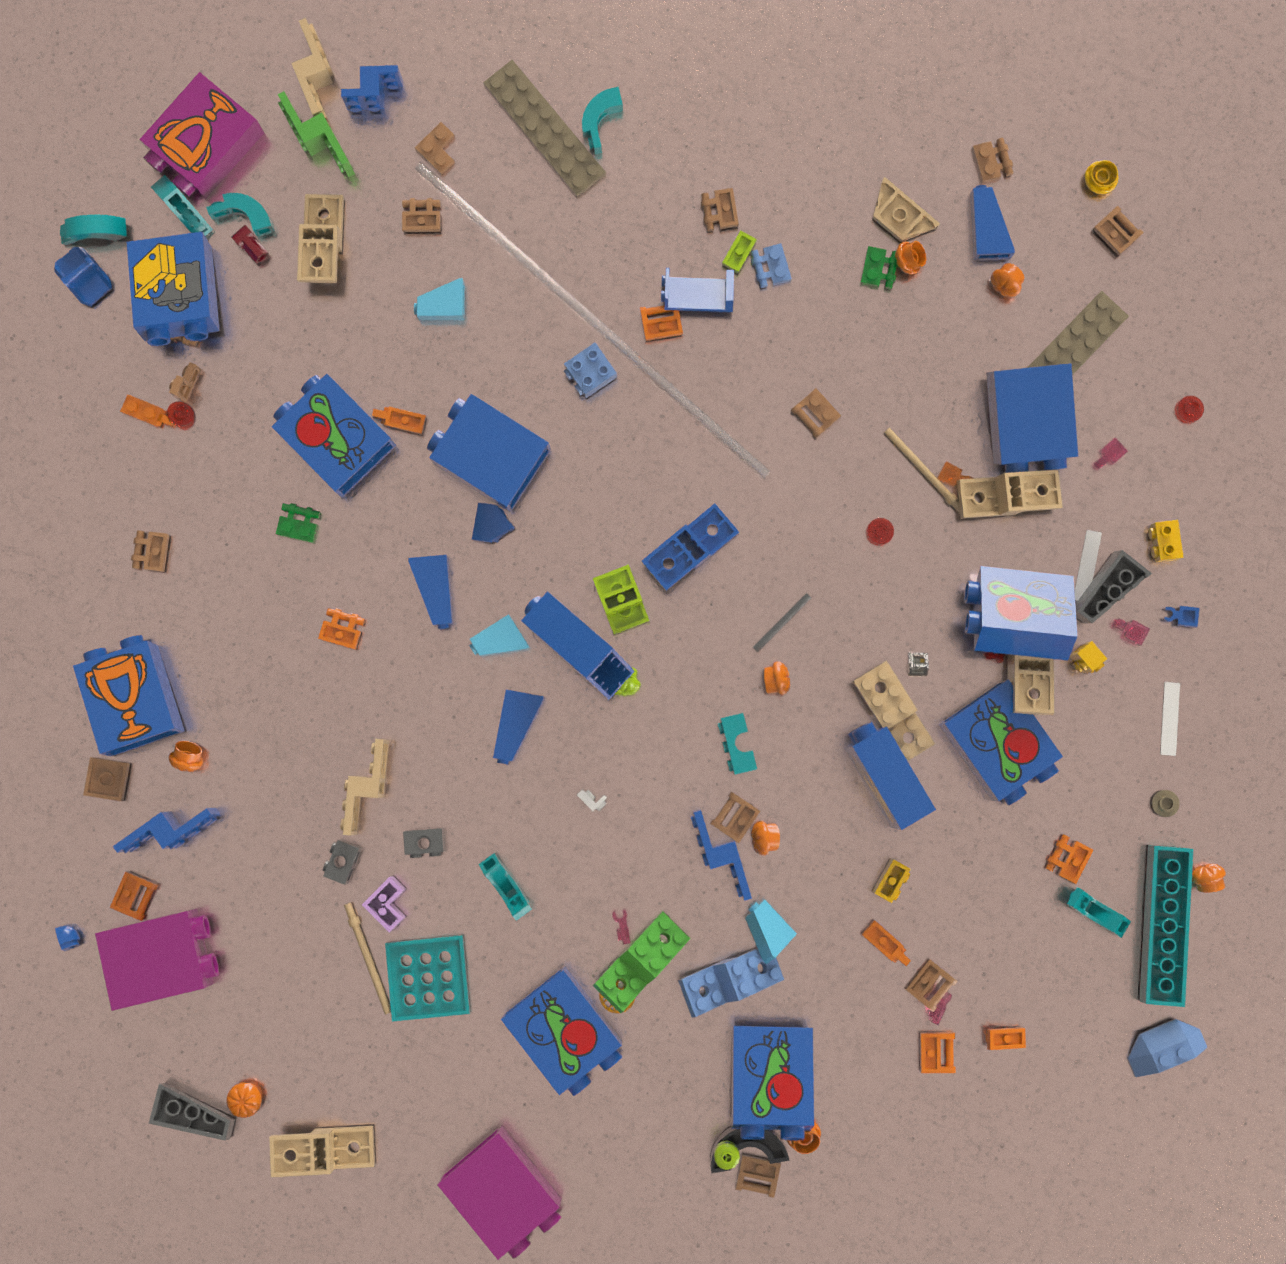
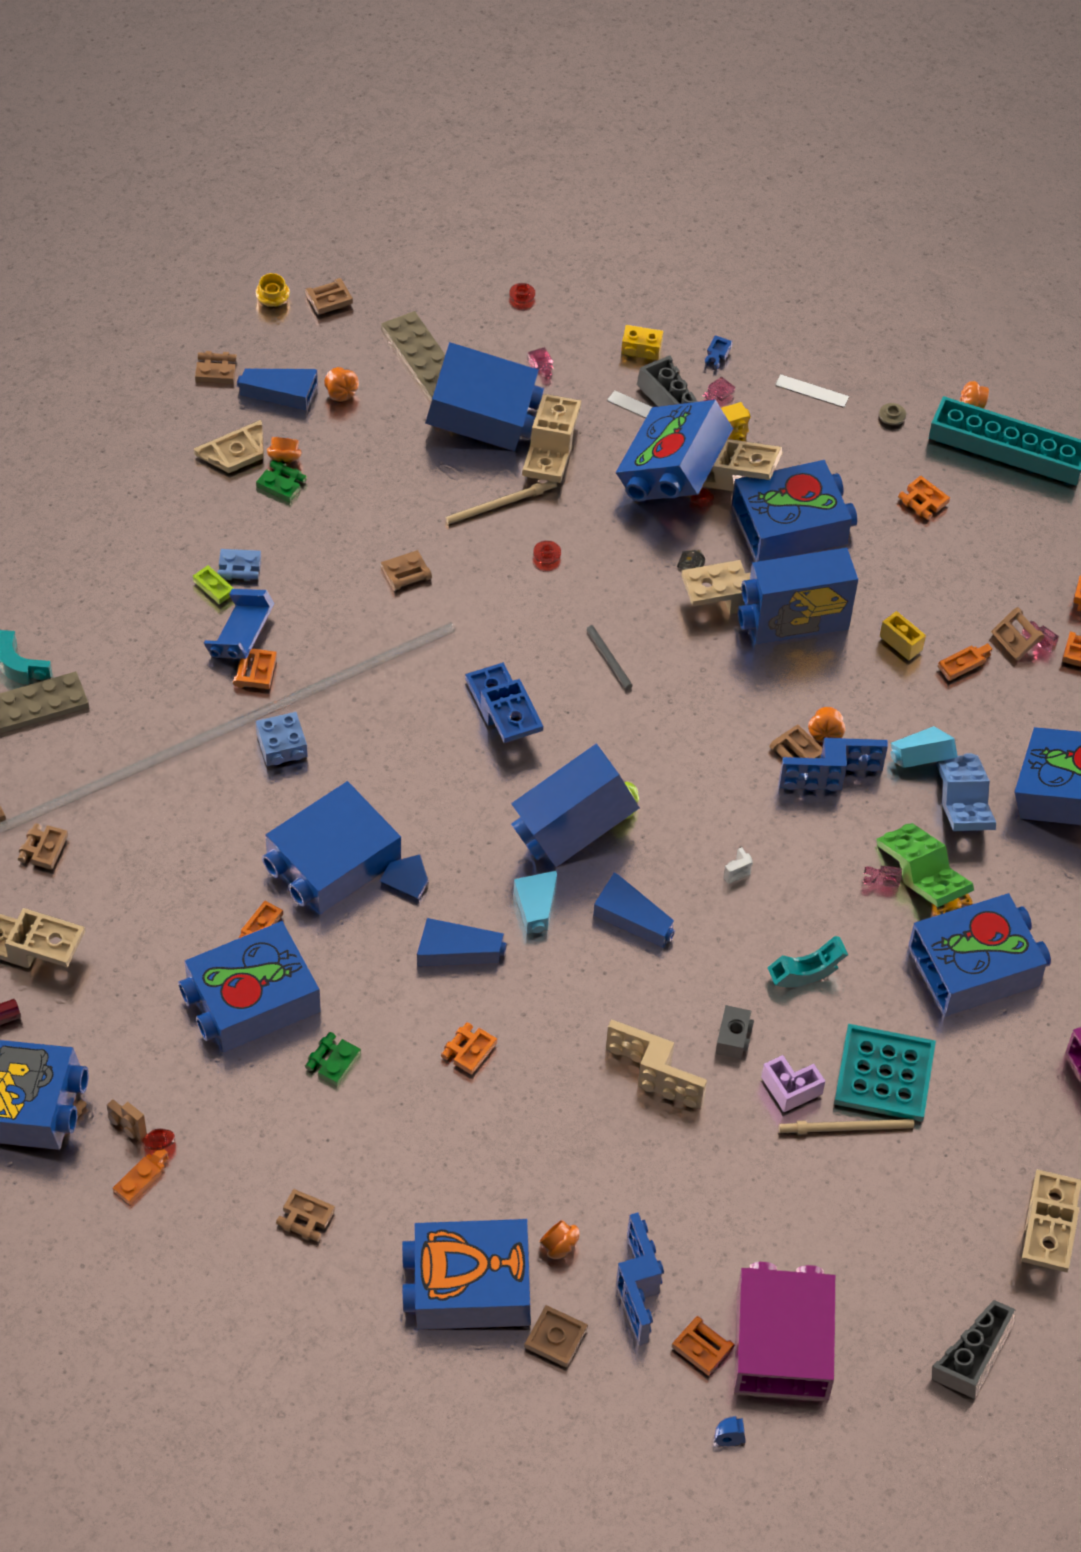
camera: 80 degrees left, 30 degrees down
(244, 1100) = (973, 1290): orange piece -> none
(350, 853) = (726, 1106): dark grey brick -> none
(442, 303) = (150, 850): medium azure slope -> none
(621, 599) = (527, 768): lime bracket -> none
(725, 206) = (165, 583): medium nougat plate -> none
(731, 728) = (706, 726): teal arch -> none
(777, 678) = (666, 670): orange piece -> none
(950, 474) = (514, 483): clear orange plate -> none
(1098, 912) = (984, 488): teal arch -> none

